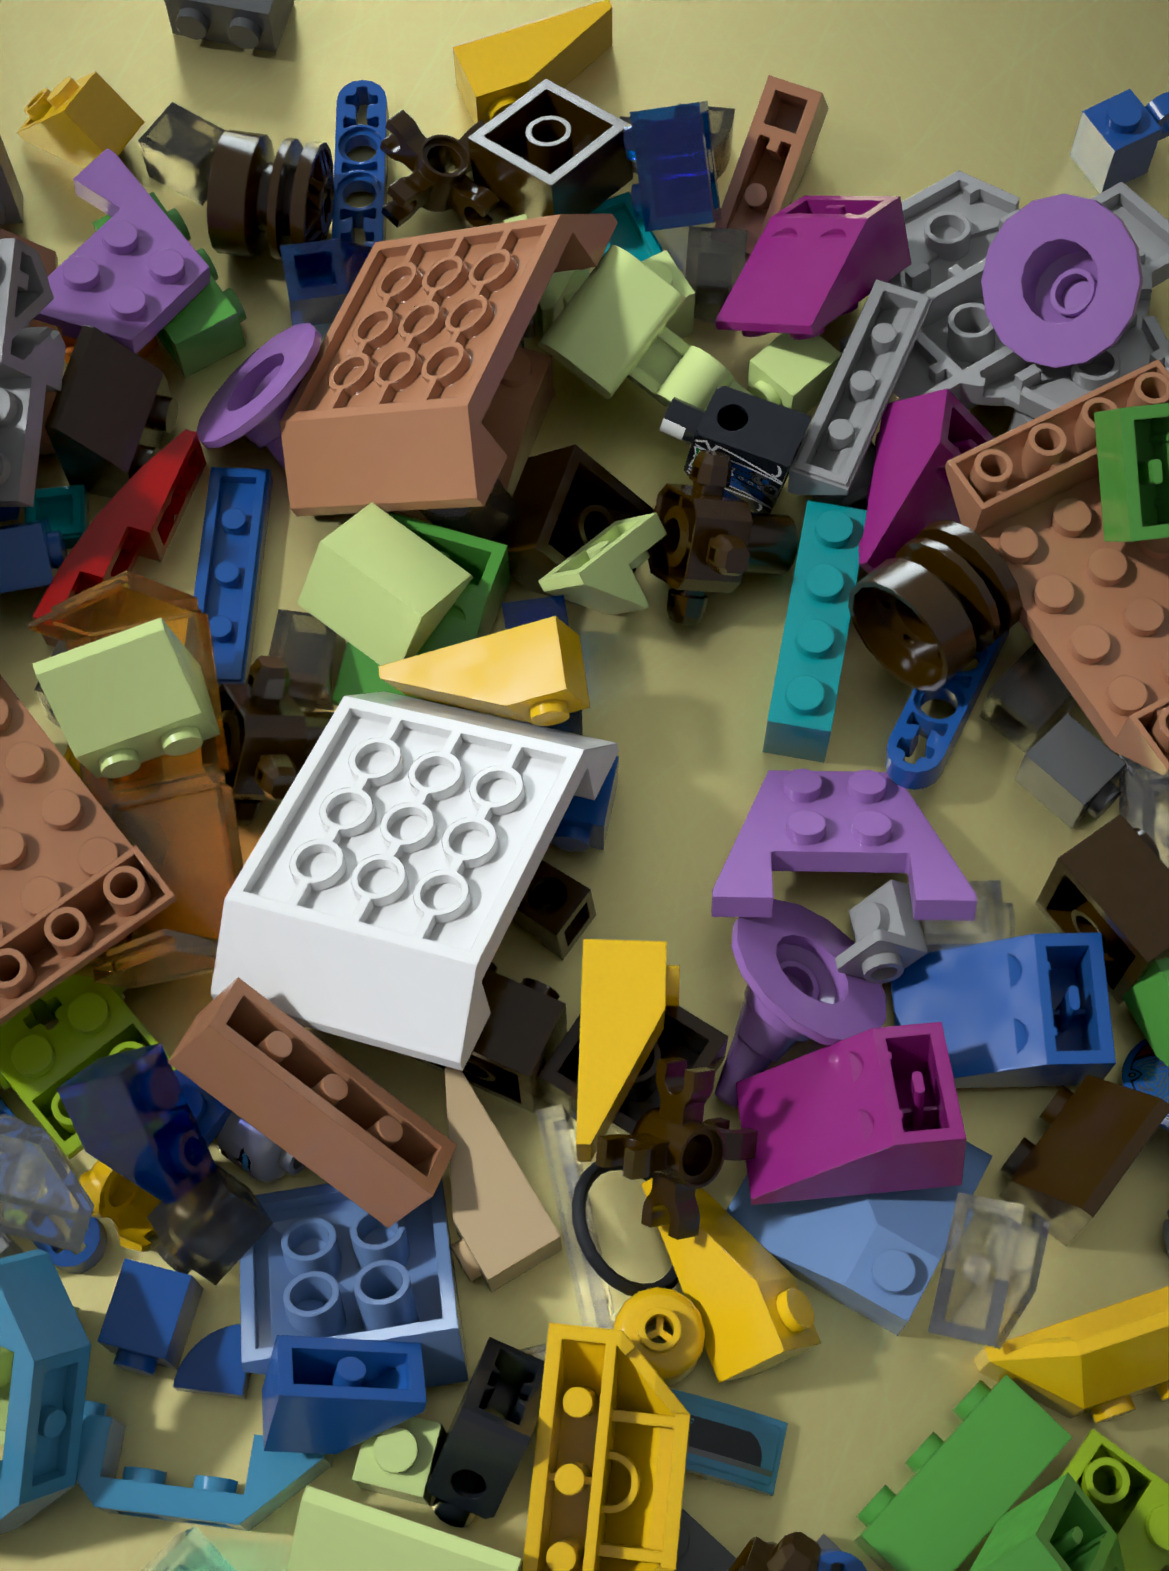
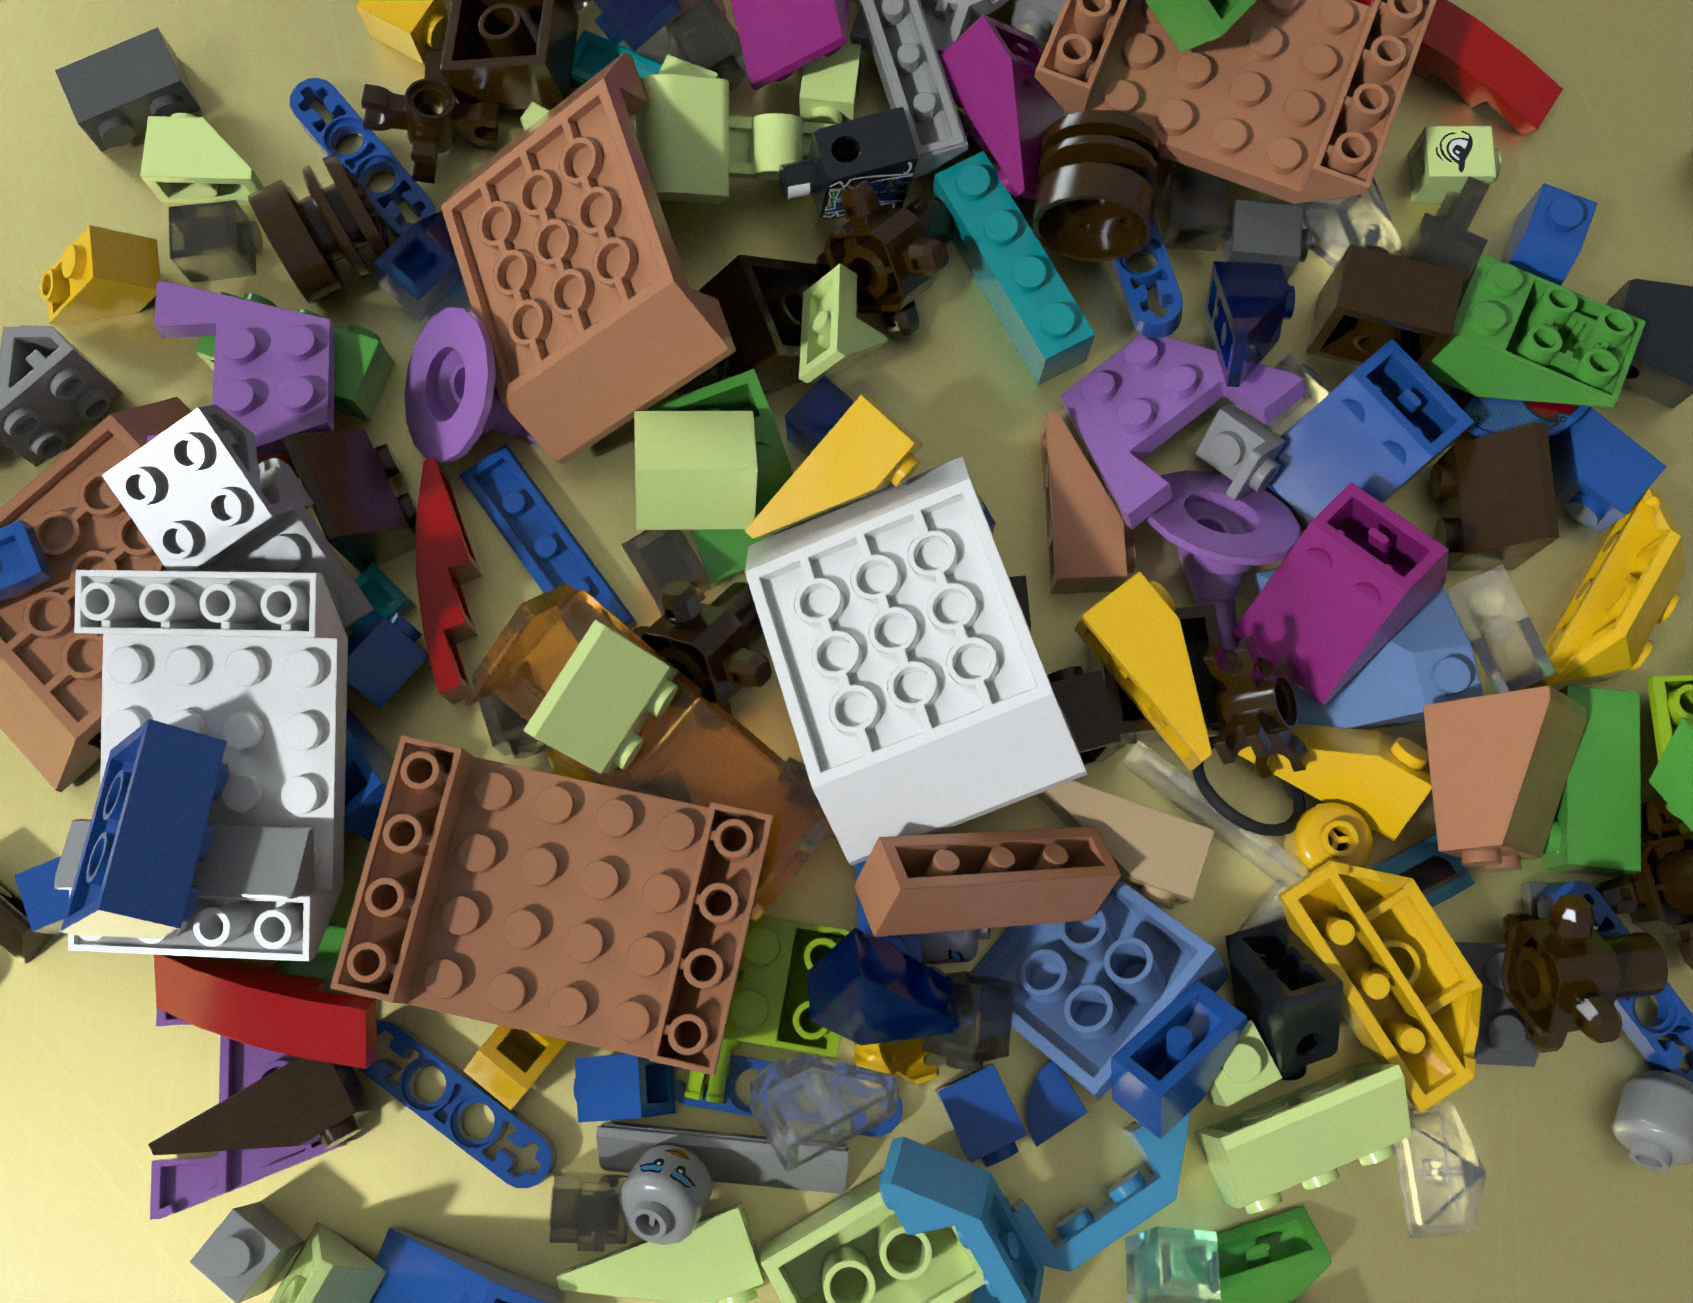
camera: 40 degrees left, 10 degrees up
(224, 82) = (193, 163): none -> yellowish green slope
(676, 893) = (1081, 520): none -> nougat slope
(861, 1396) = (1500, 772): none -> nougat slope
(985, 818) = (1246, 314): none -> clear blue slope

